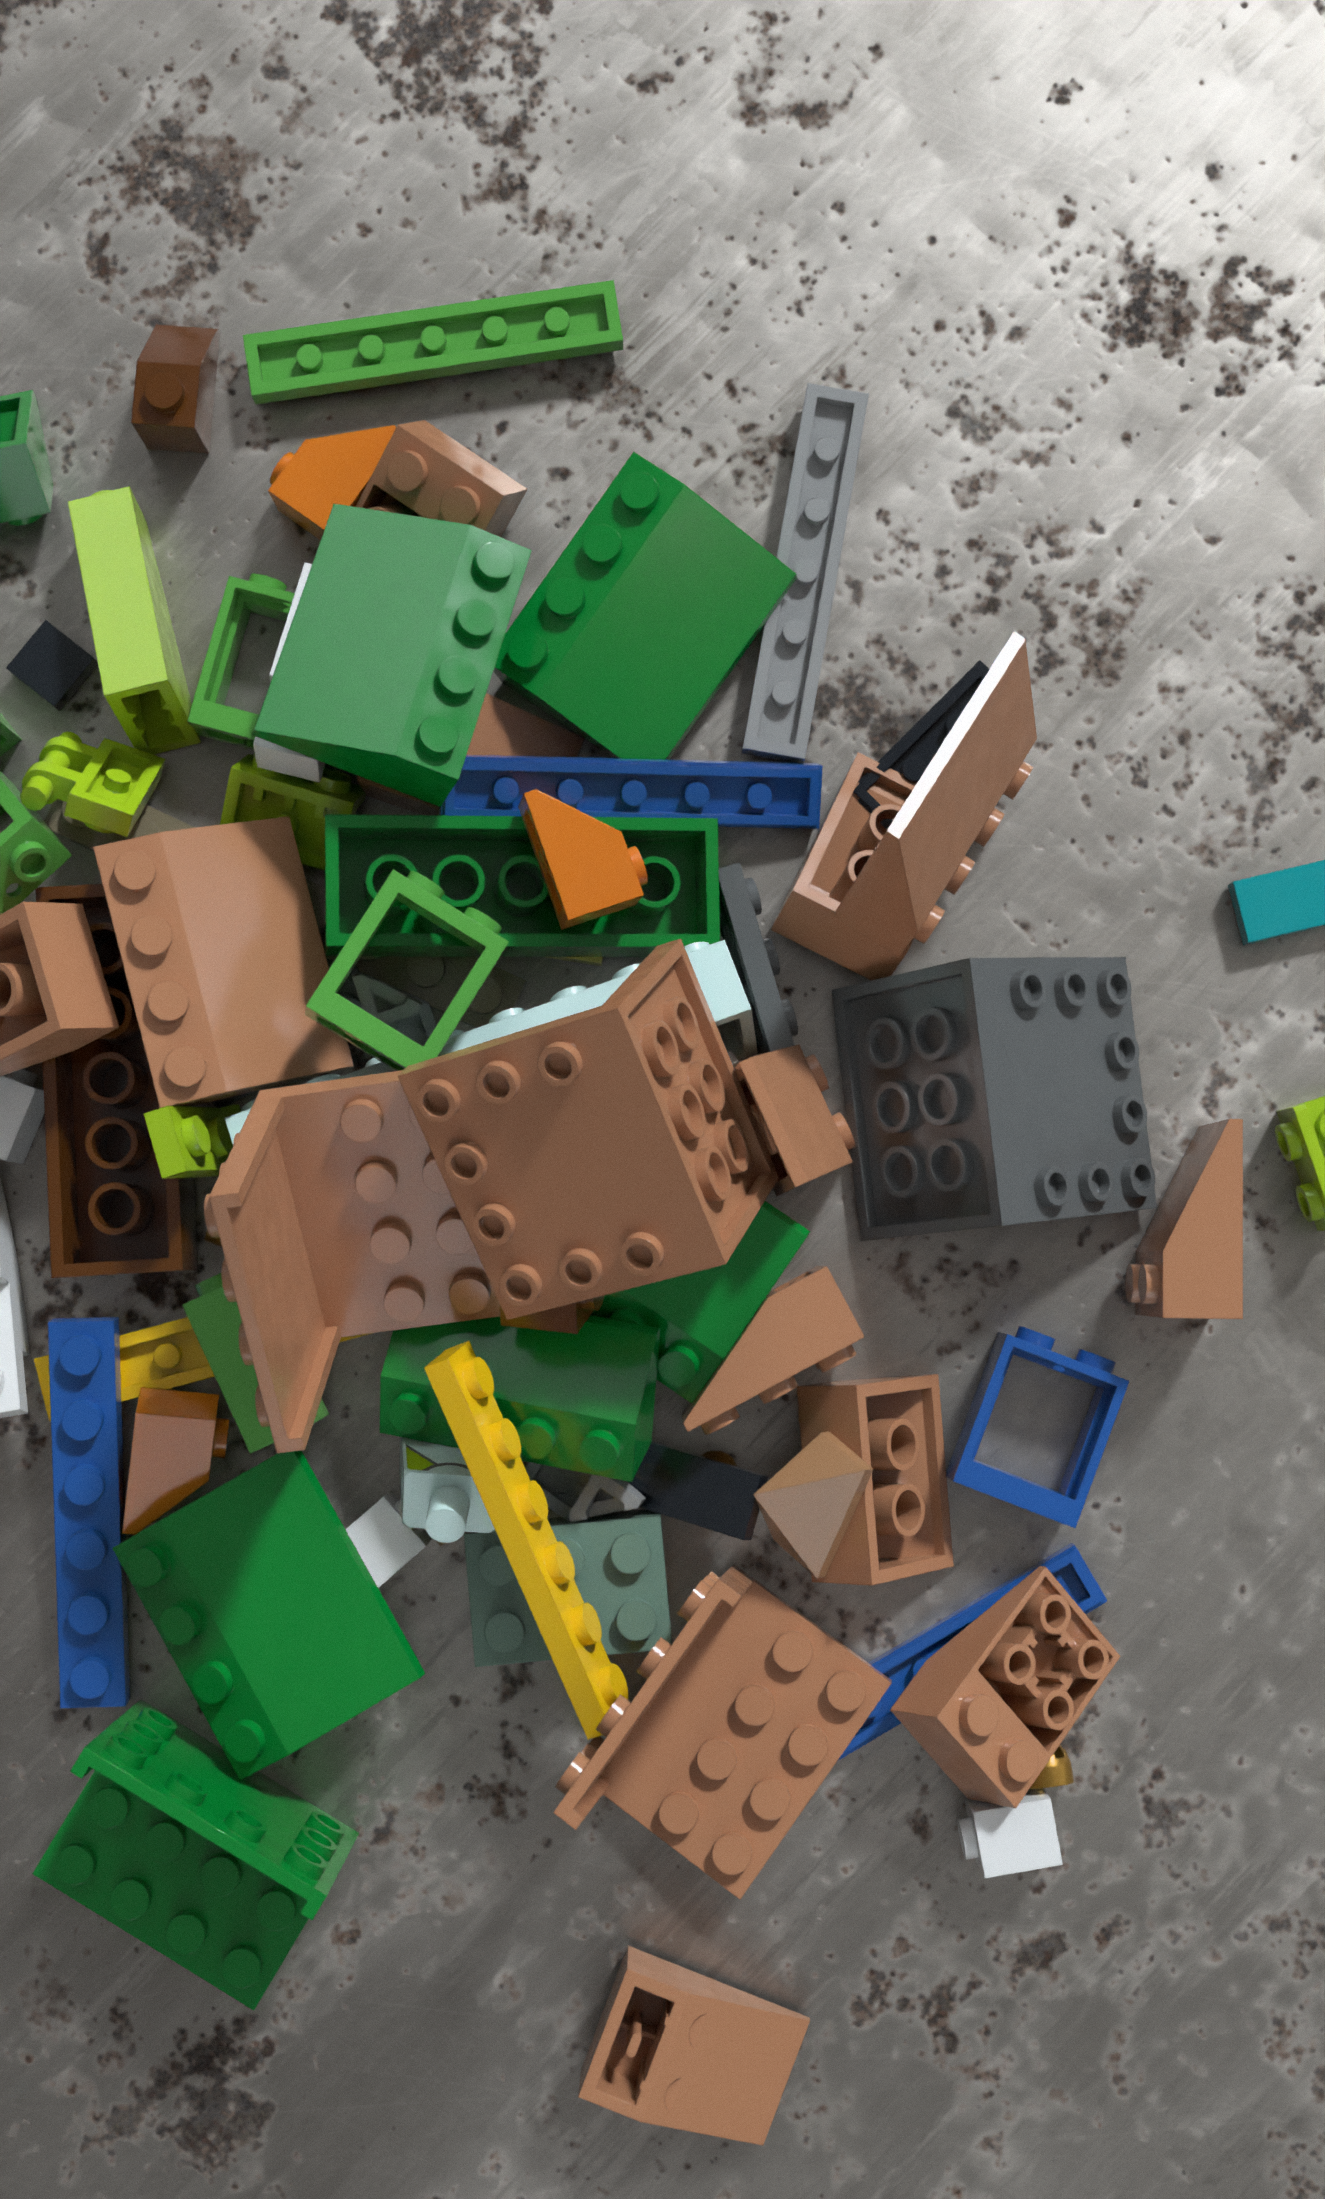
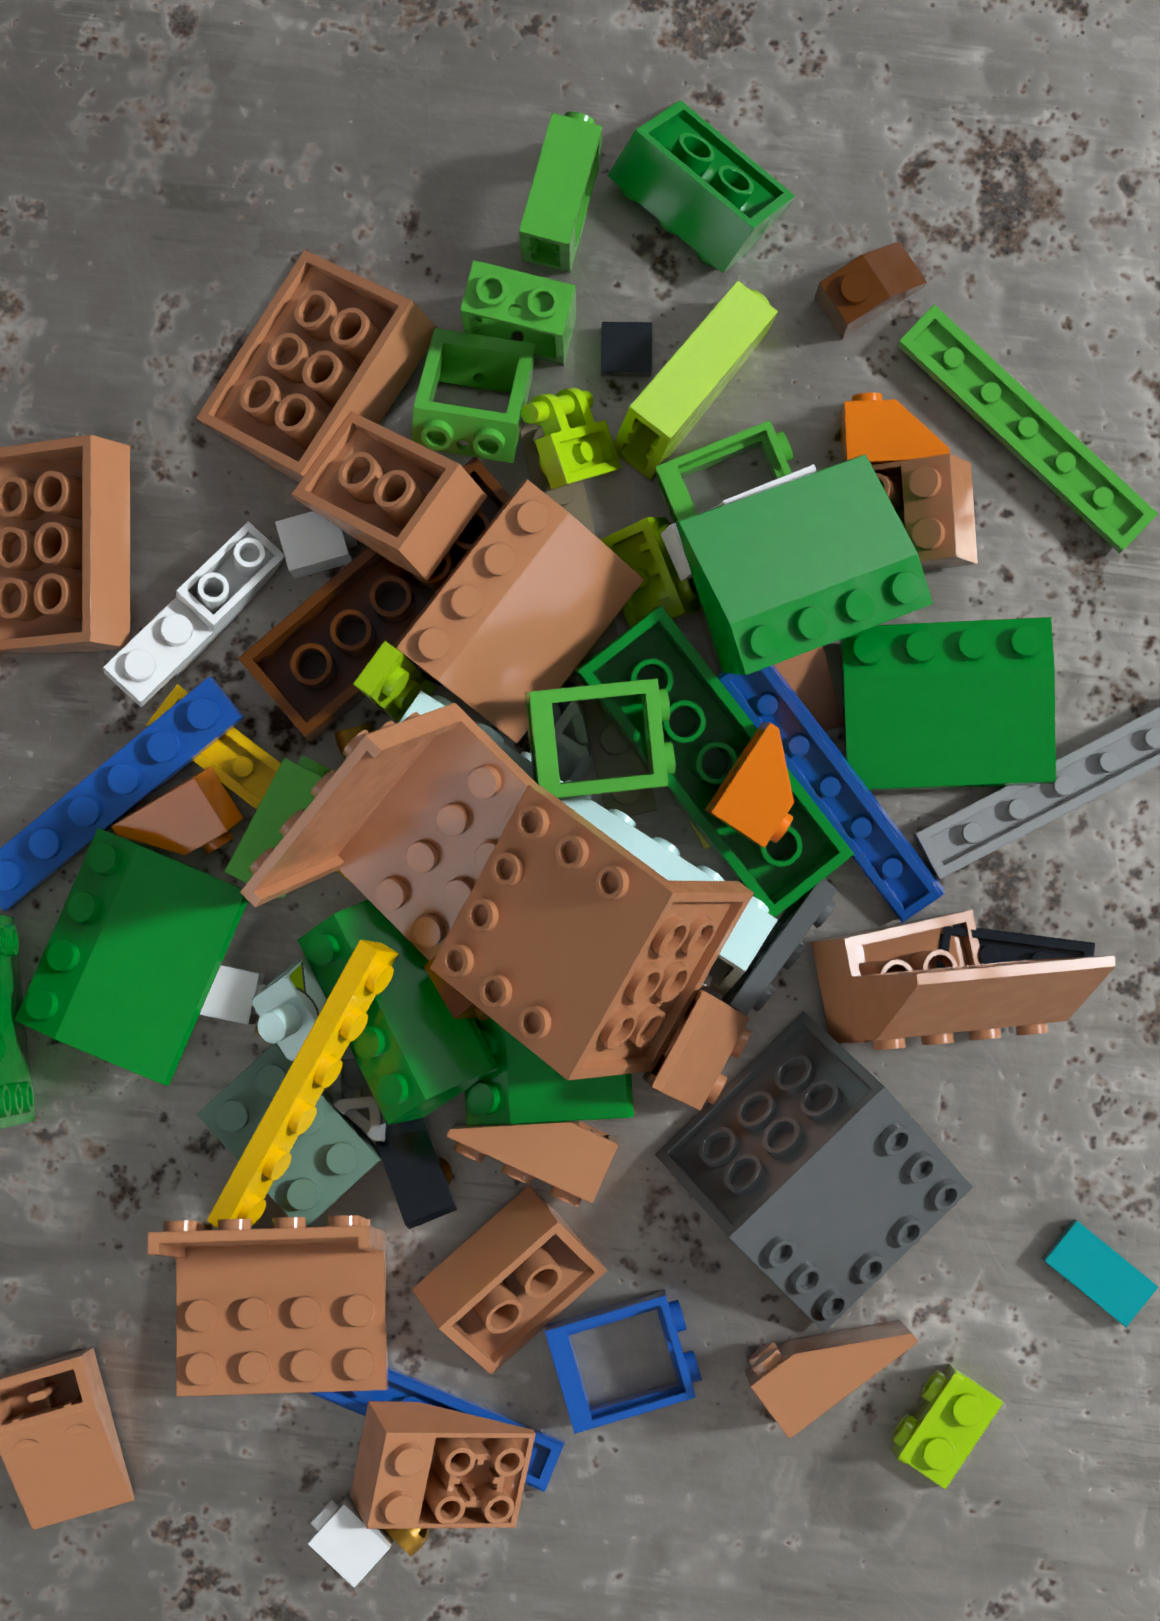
camera: 60 degrees right, 0 degrees up
(814, 1501) = (464, 1251): medium nougat slope -> none

